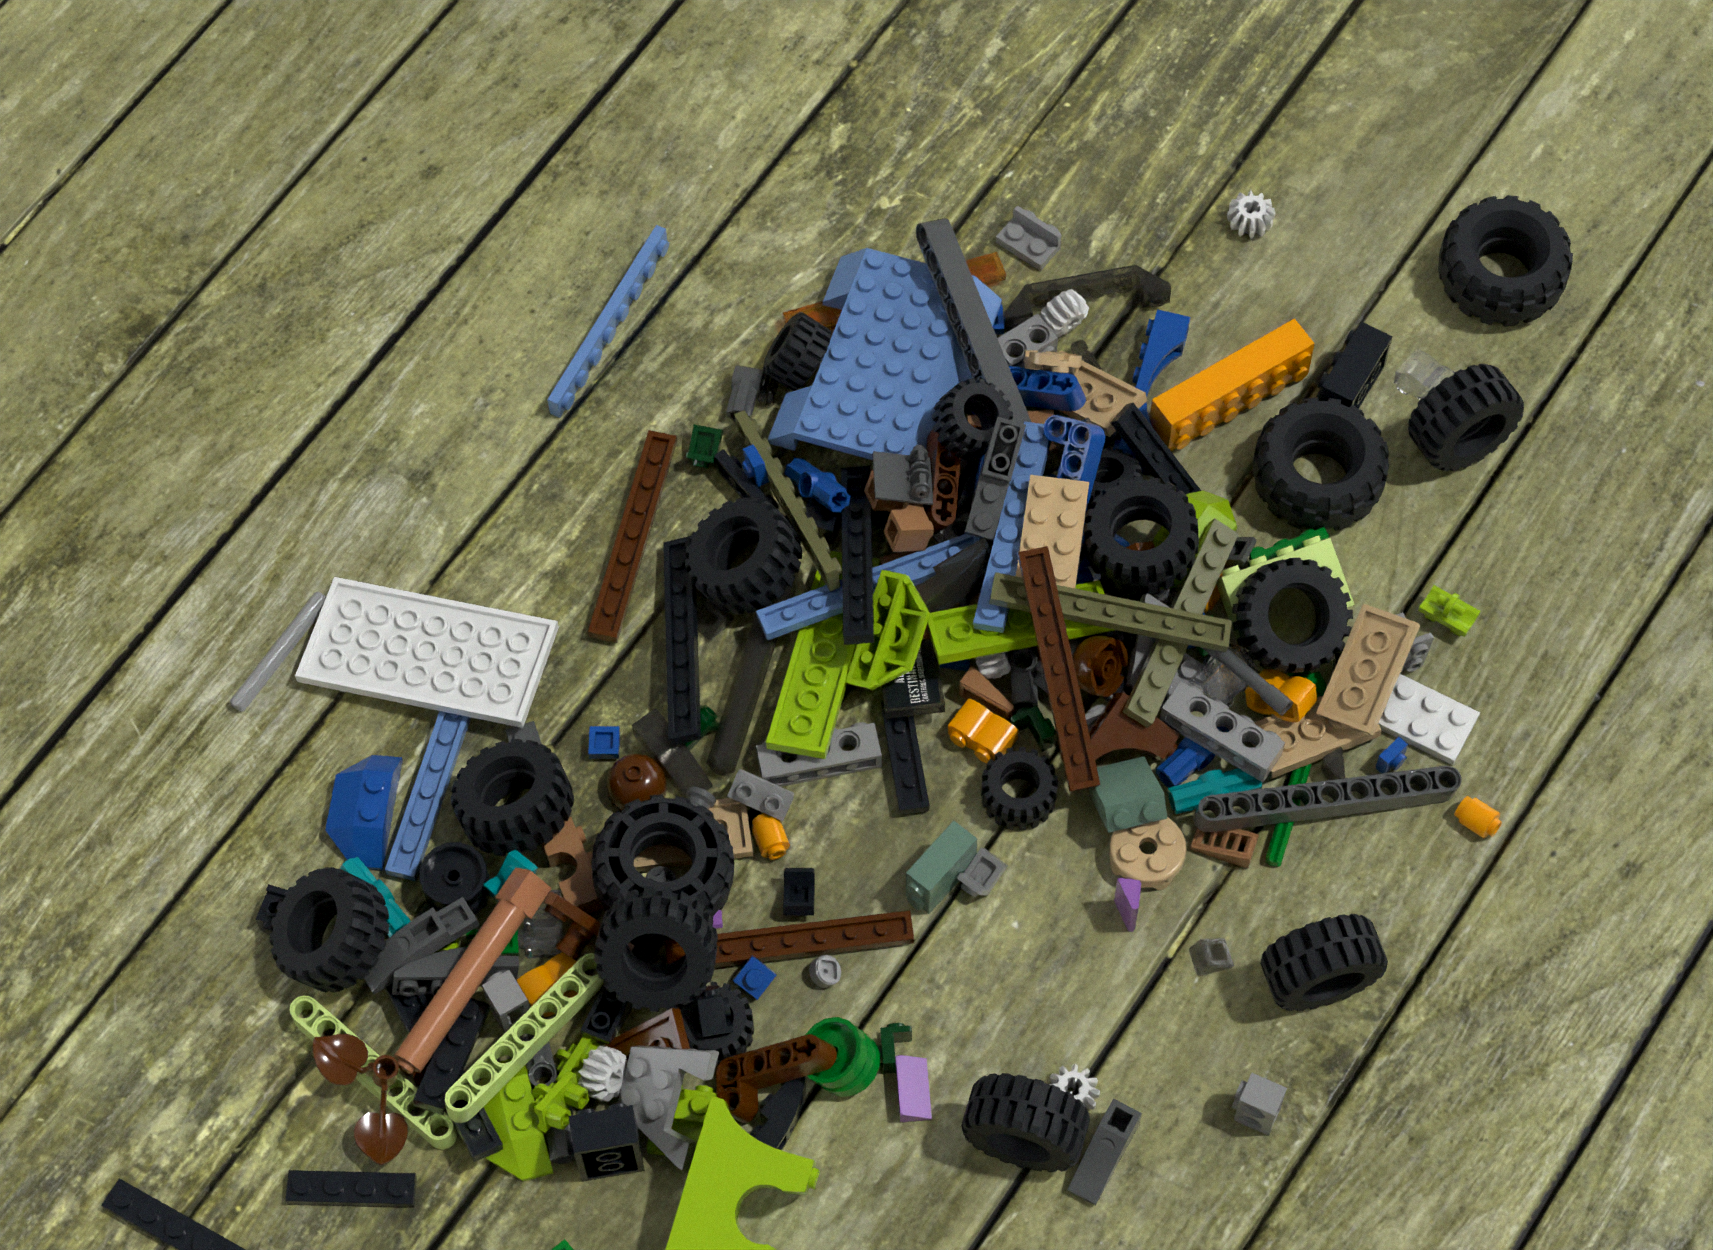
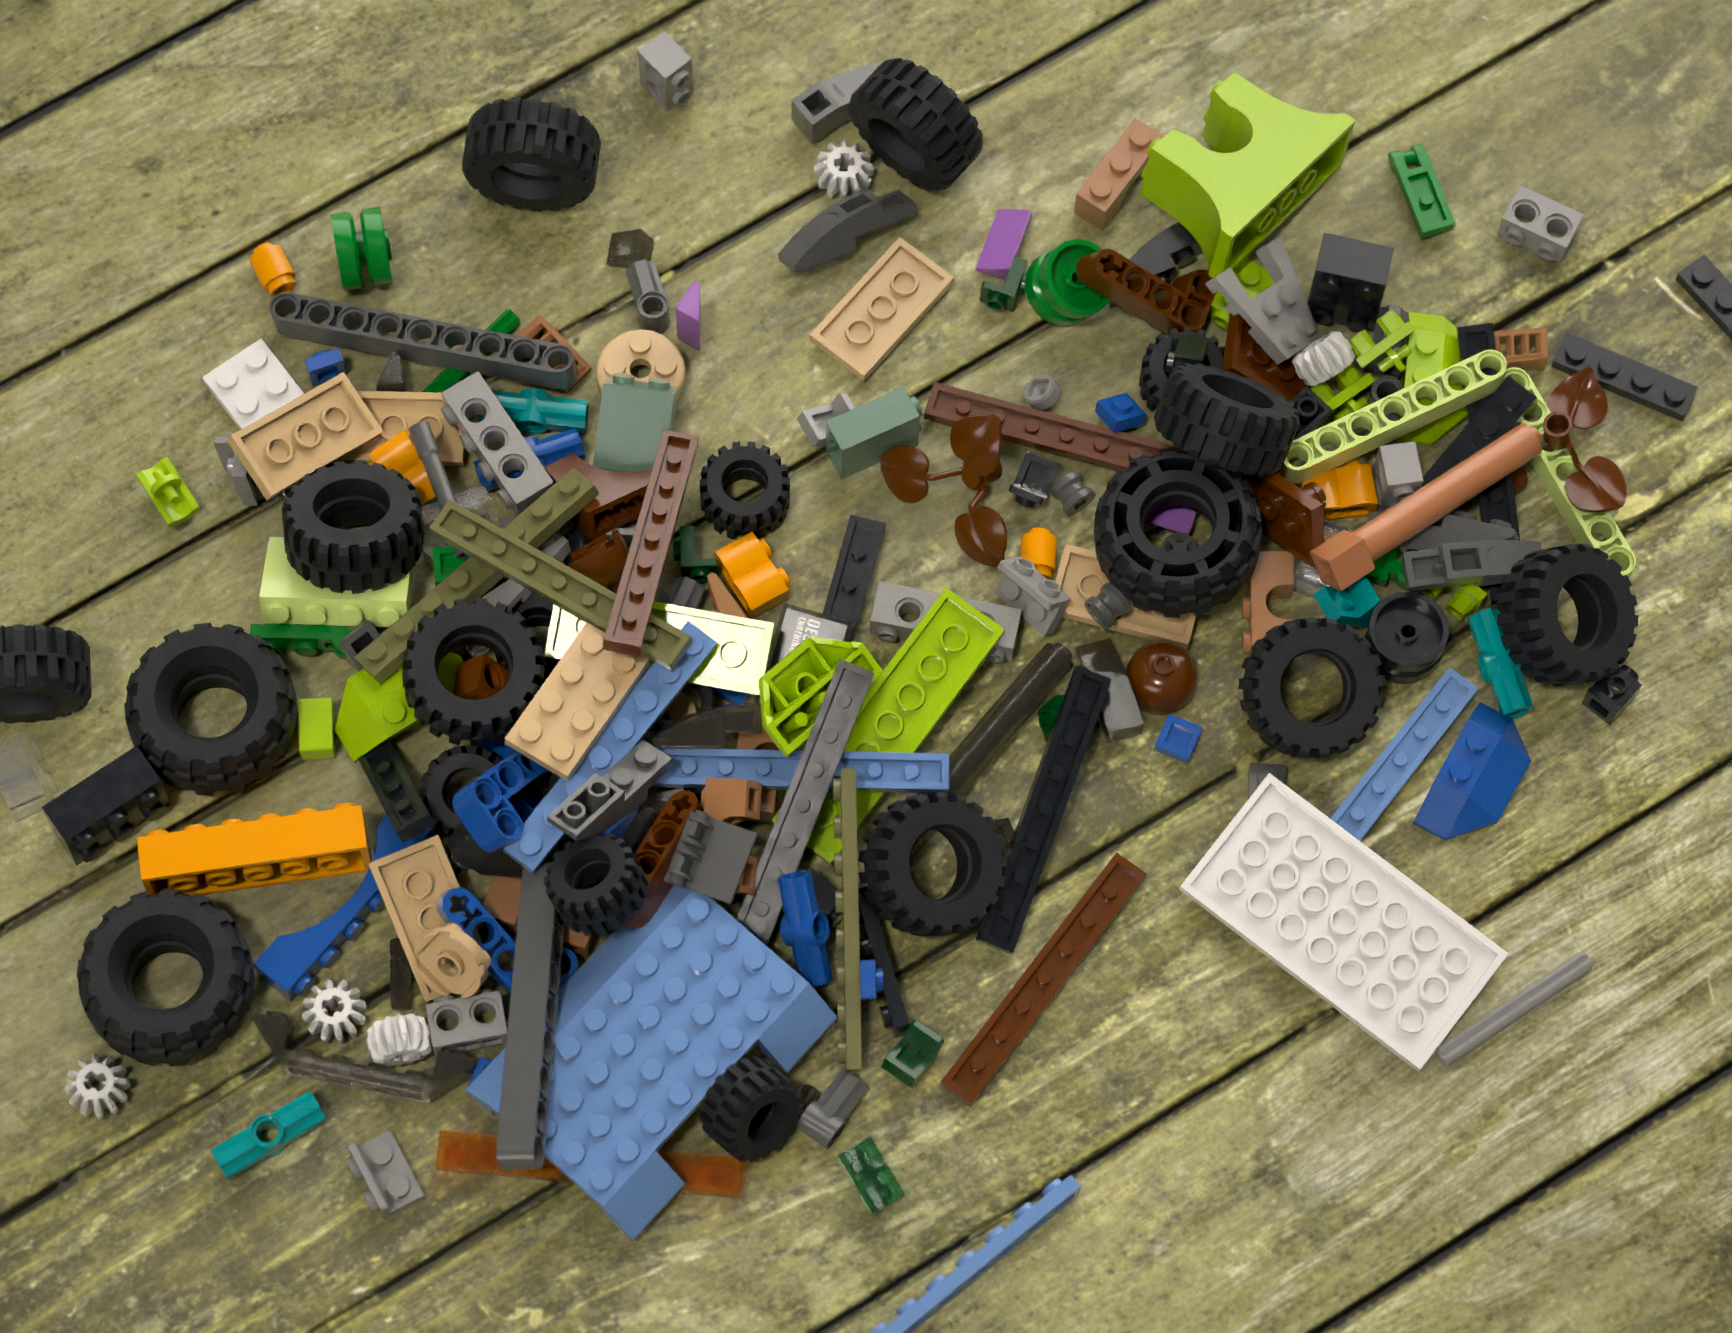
camera: 160 degrees left, 5 degrees up
(448, 1185) = (1524, 338): none -> medium nougat slope
(697, 357) = (871, 1175): none -> clear green hips
(764, 896) = (1072, 493): none -> dark grey wheel
(841, 1182) = (1106, 187): none -> medium nougat arch
(845, 874) = (978, 443): none -> reddish brown plant
(985, 987) = (881, 309): none -> tan plate
(1049, 1033) = (834, 229): none -> dark grey slope
(1112, 240) = (290, 1122): none -> teal piece
(1120, 319) = (327, 1001): none -> white gear
(1175, 919) = (648, 296): none -> dark grey piece
(1242, 250) = (154, 927): none -> black tyre
(1242, 496) = (316, 728): none -> lime piece
(1416, 847) = (362, 248): none -> green wheel

